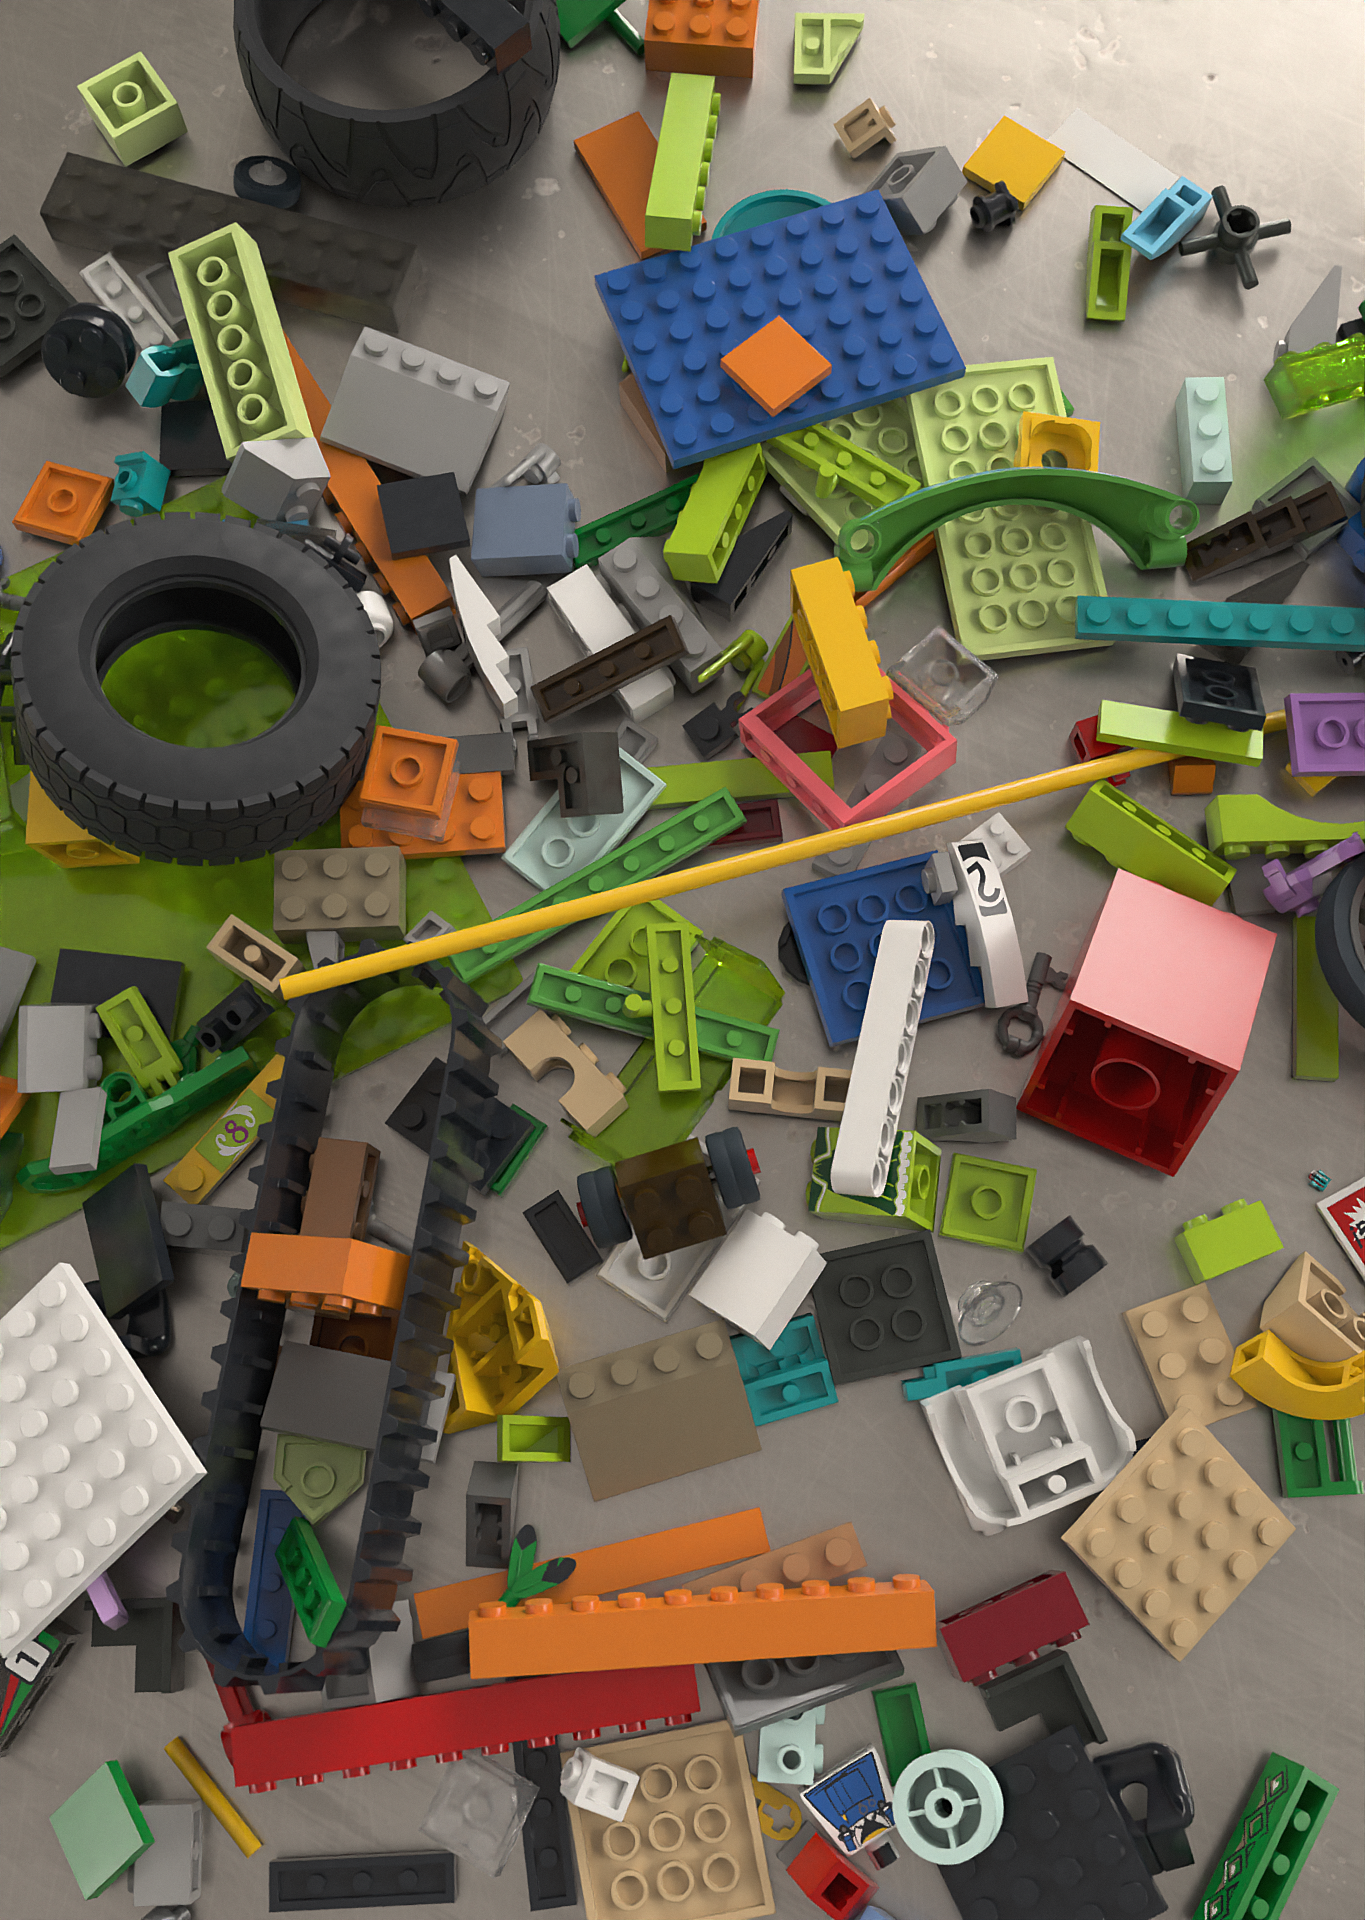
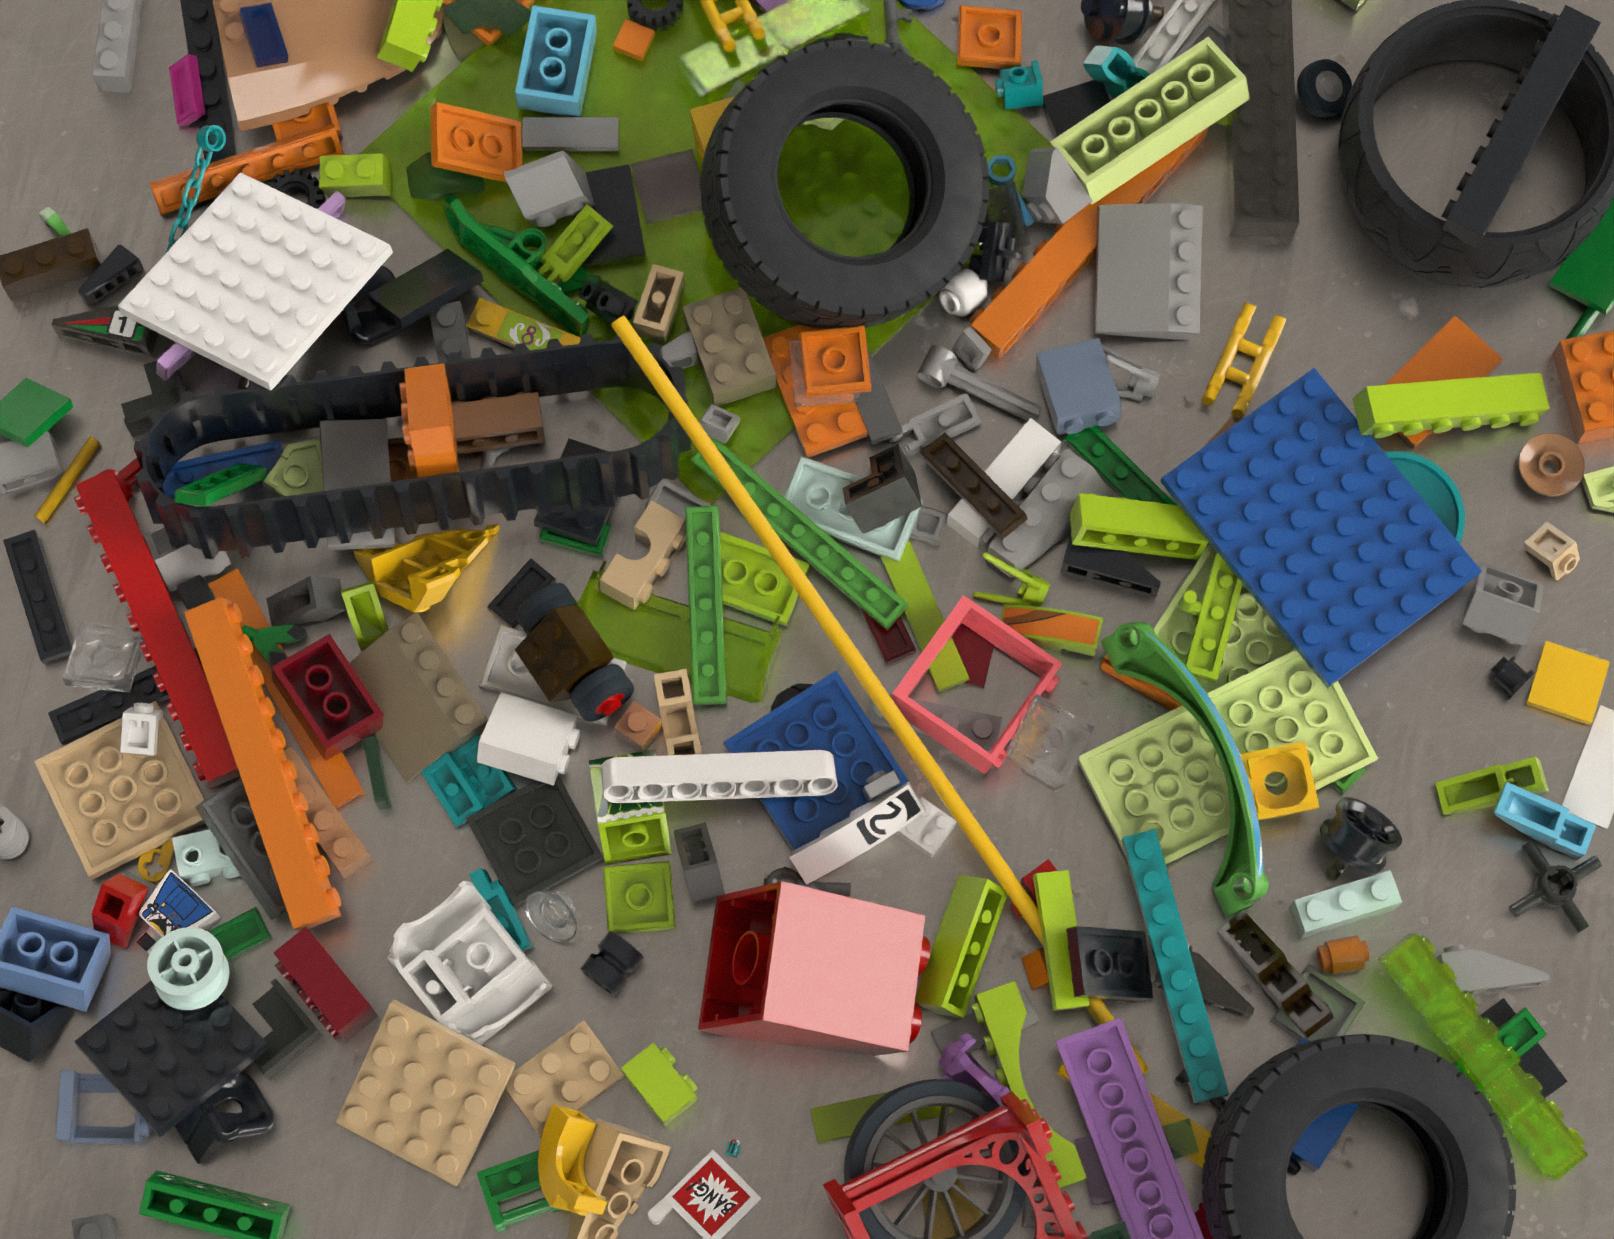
camera: 70 degrees right, 0 degrees up
(78, 1131) = (491, 224): light grey tile -> none
(106, 910) = (668, 186): none -> tile
(423, 515) = (1059, 305): black tile -> none
(479, 627) = (978, 375): white slope -> none
(547, 339) = (1261, 354): none -> yellow piece
(630, 1518) = (327, 697): none -> dark red brick
(670, 1007) = (712, 611): lime plate -> none
(713, 728) = (959, 581): black plate -> none
(743, 1482) = (377, 772): none -> clear green tile
(772, 89) = (1558, 452): none -> medium nougat dish
(776, 366) = (1271, 531): orange tile -> none
(781, 1141) = (638, 727): none -> nougat brick
(840, 652) = (1031, 648): yellow brick -> none
(1139, 398) = (1359, 837): none -> black wheel
(1257, 461) = (1342, 955): none -> orange brick

